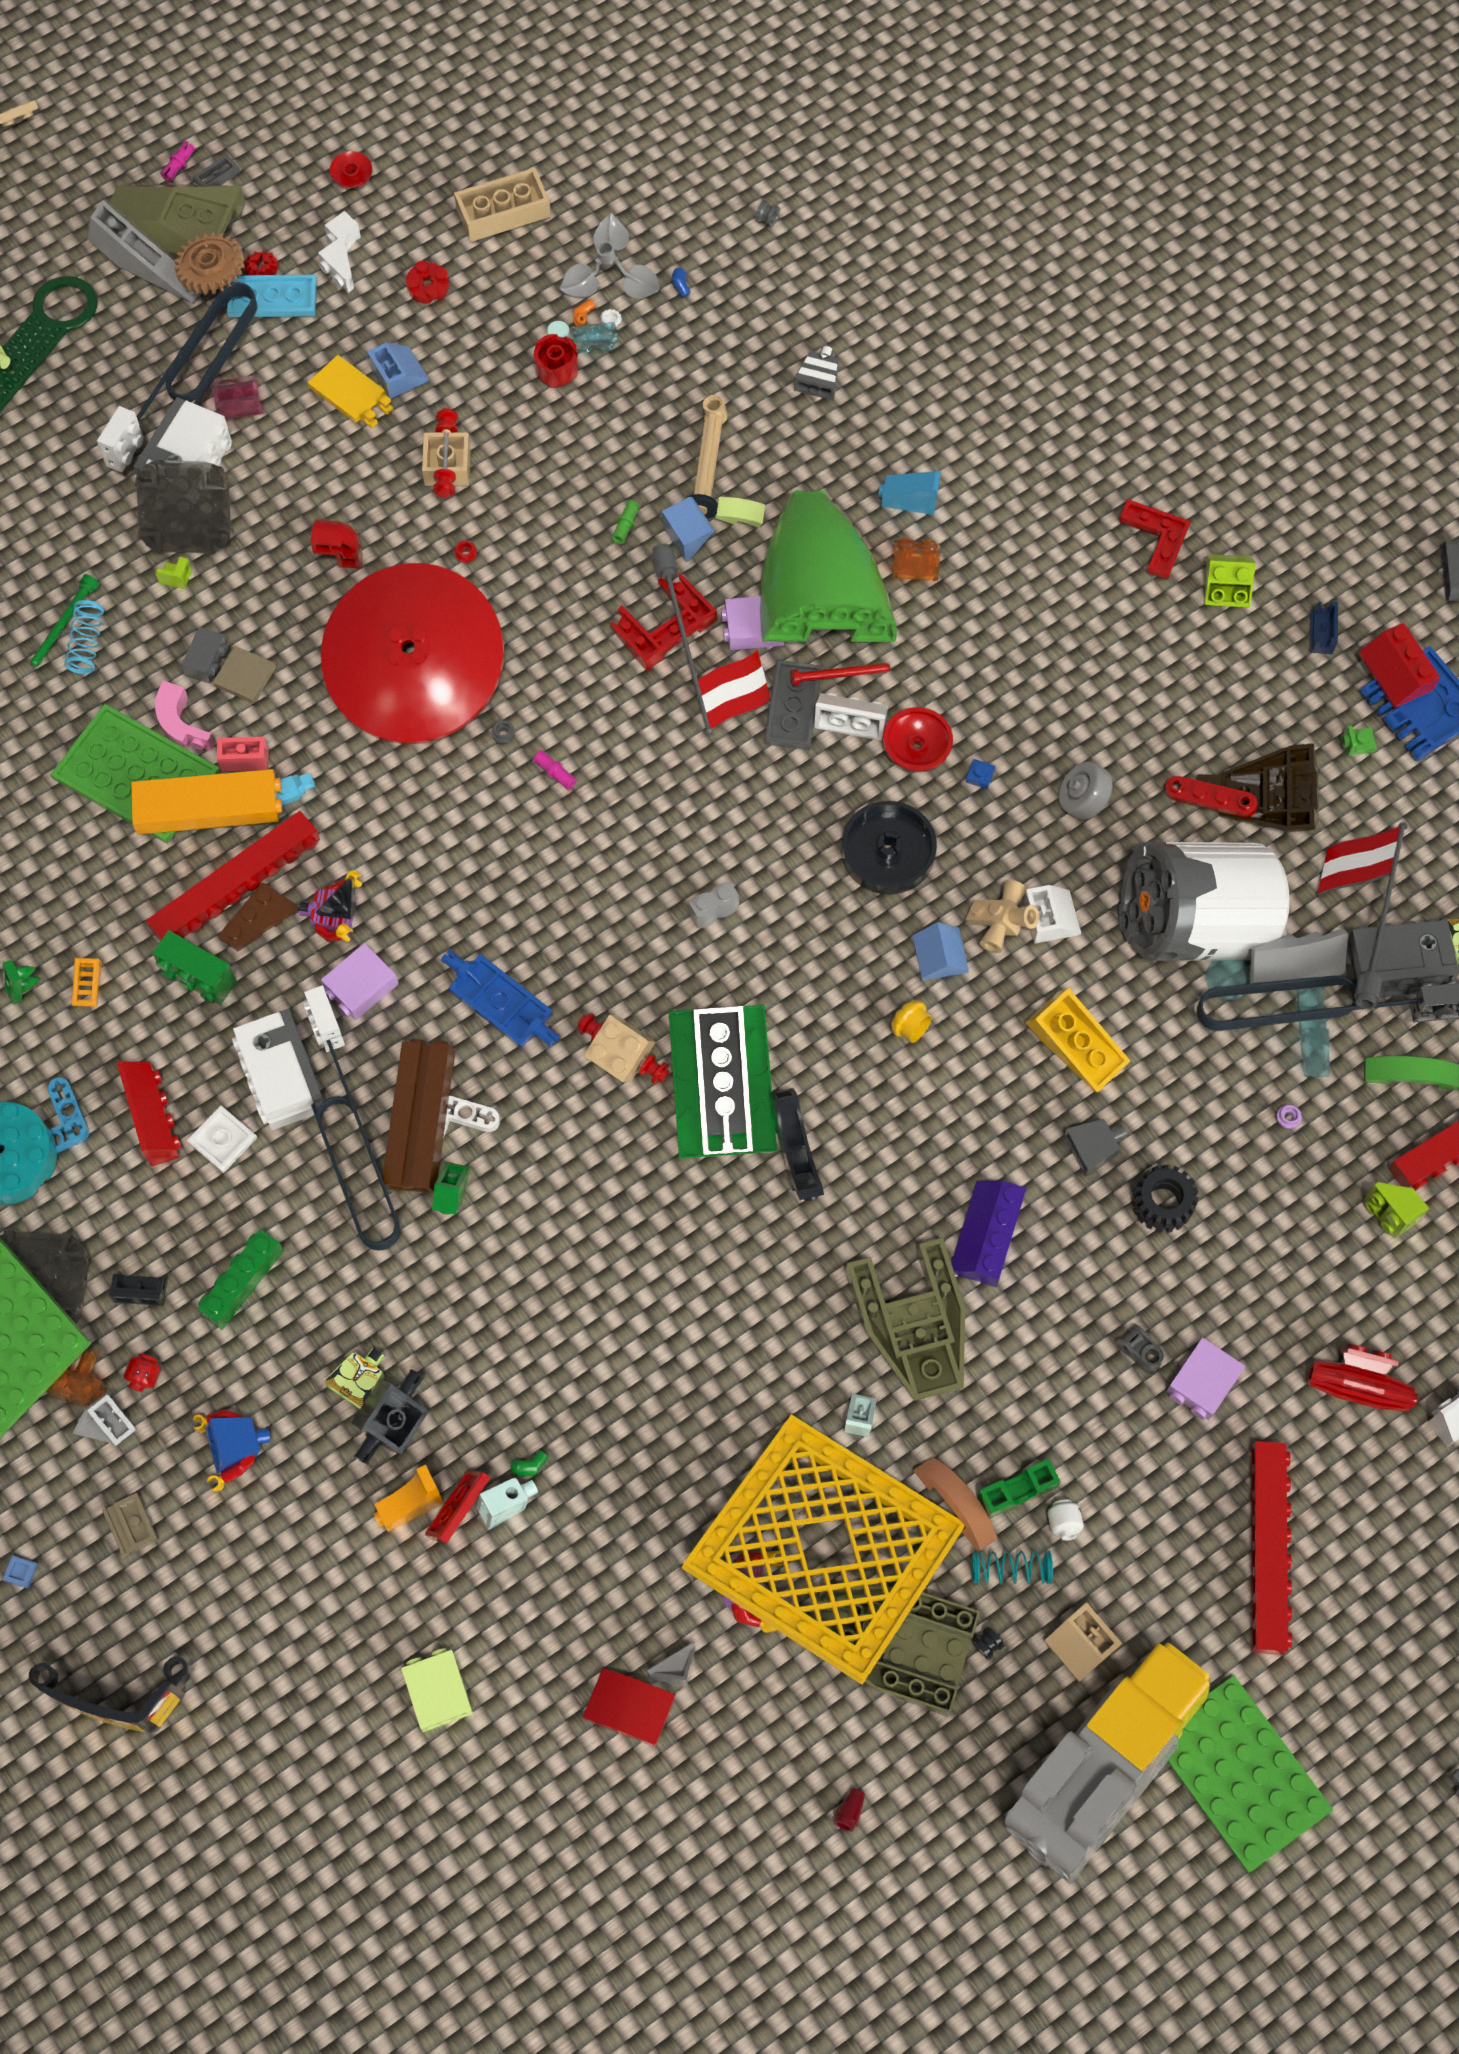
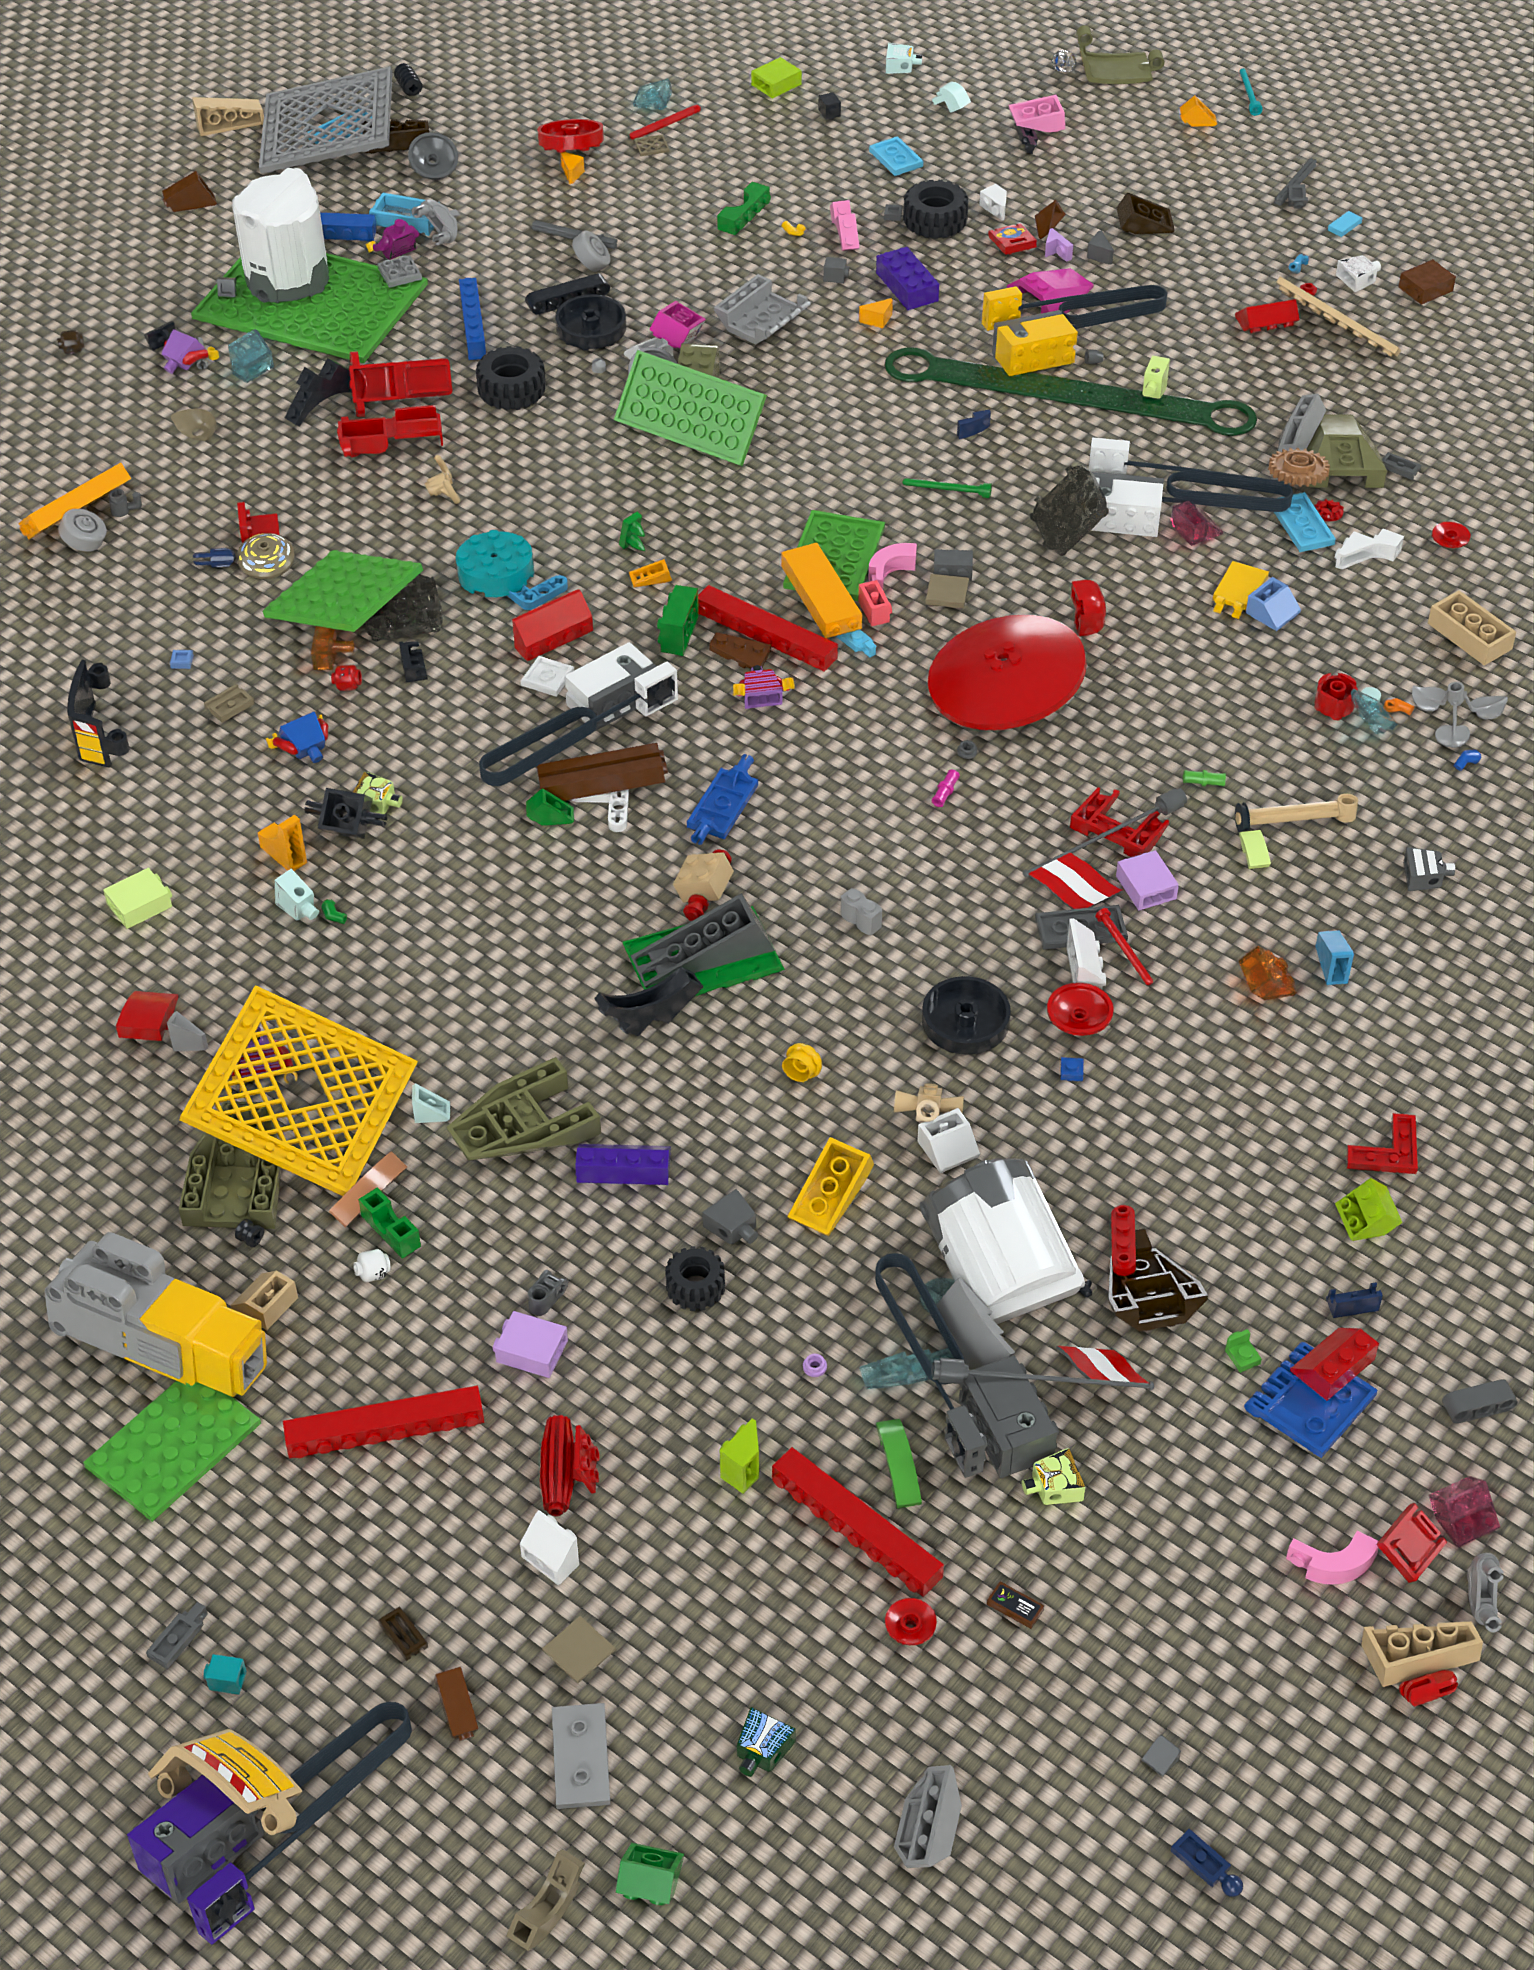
camera: 75 degrees right, 20 degrees down
(83, 658) = (961, 493): medium azure piece -> none
(104, 1422) = (307, 669): light grey slope -> none
(175, 574) = (1018, 533): lime panel -> none
(177, 161) = (1397, 440): dark pink pin -> none
(240, 1279) = (435, 711): green brick -> none
(341, 902) = (762, 678): black slope -> none
(359, 982) = (706, 717): lavender brick -> none
(427, 271) = (1364, 600): red plate -> none
(446, 455) = (1203, 650): tan brick -> none
(457, 1506) = (277, 867): red tile -> none
(465, 546) = (1124, 688): red plate -> none
(611, 316) = (1404, 724): white piece -> none
(686, 527) = (1211, 807): medium blue slope -> none
(821, 576) = (1212, 909): bright green panel -> none
(849, 1811) = (89, 1171): dark red cone -> none
(940, 951) = (882, 1077): medium blue slope -> none
(1046, 1571) = (316, 1216): teal piece -> none
(1085, 790) = (1085, 1141): light grey wheel -> none

